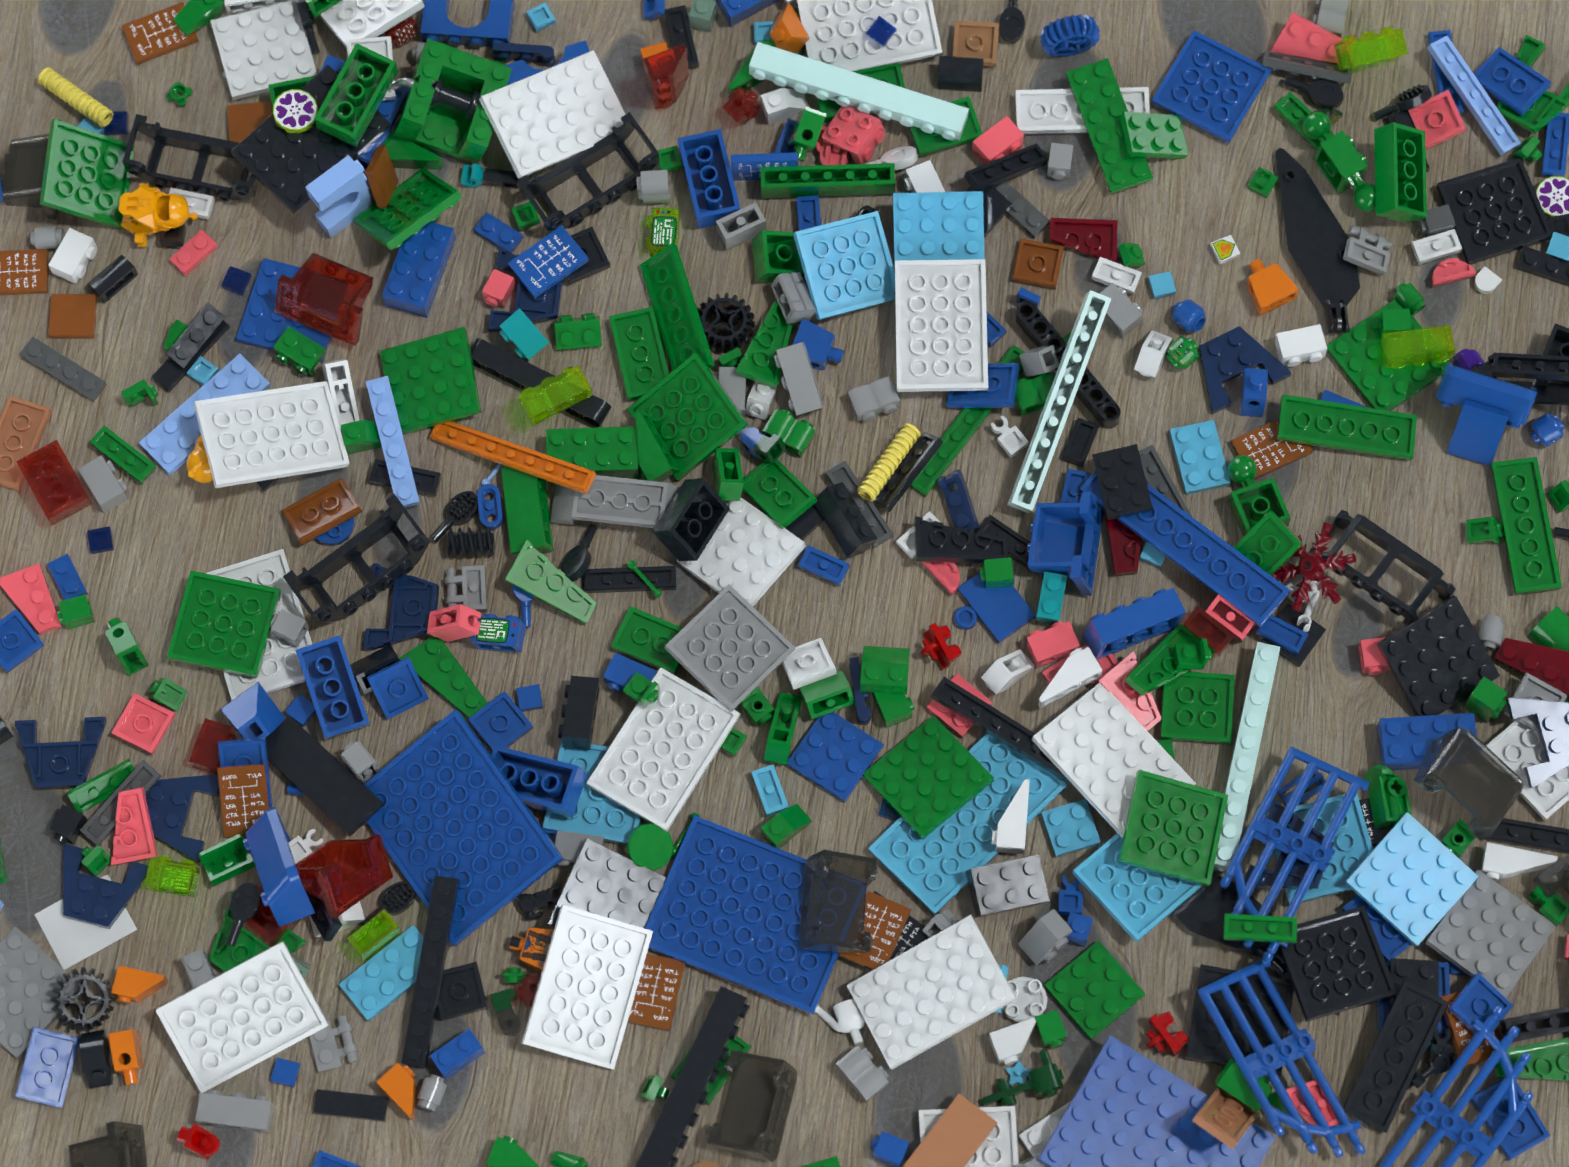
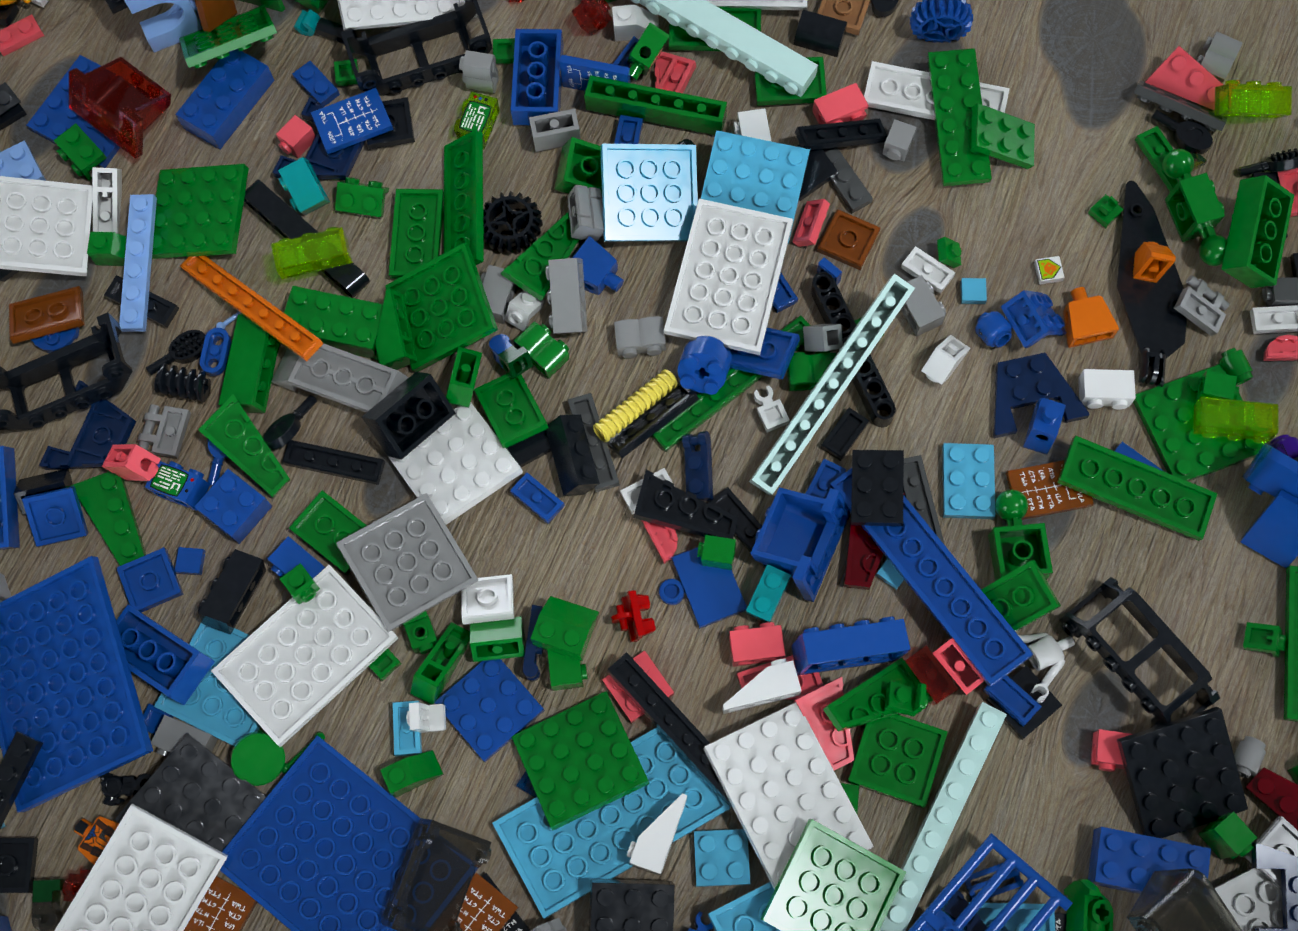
camera: 15 degrees right, 0 degrees up
(236, 280) = (48, 70): clear blue tile -> none
(513, 975) = (69, 863): green plate -> none
(555, 639) = (233, 506): none -> blue brick
(632, 566) = (338, 448): green hinge -> none
(730, 359) = (503, 259): green plate -> none
(786, 775) = (426, 717): none -> white bracket
(855, 133) = (697, 66): coral bracket -> none
(901, 157) = (737, 100): white piece -> none
(941, 411) = (704, 365): none -> blue brick
(999, 257) = (811, 222): none -> coral plate
(1007, 671) = (699, 662): white slope -> none
(1086, 236) = (906, 222): dark red wing -> none
(1182, 352) = (977, 365): green head -> none
(1211, 86) = (1075, 103): blue plate -> none
(1221, 297) = (1033, 317): none -> blue bracket
(1312, 568) = (1068, 639): dark red piece -> none
(1313, 221) = (1152, 261): none -> orange slope

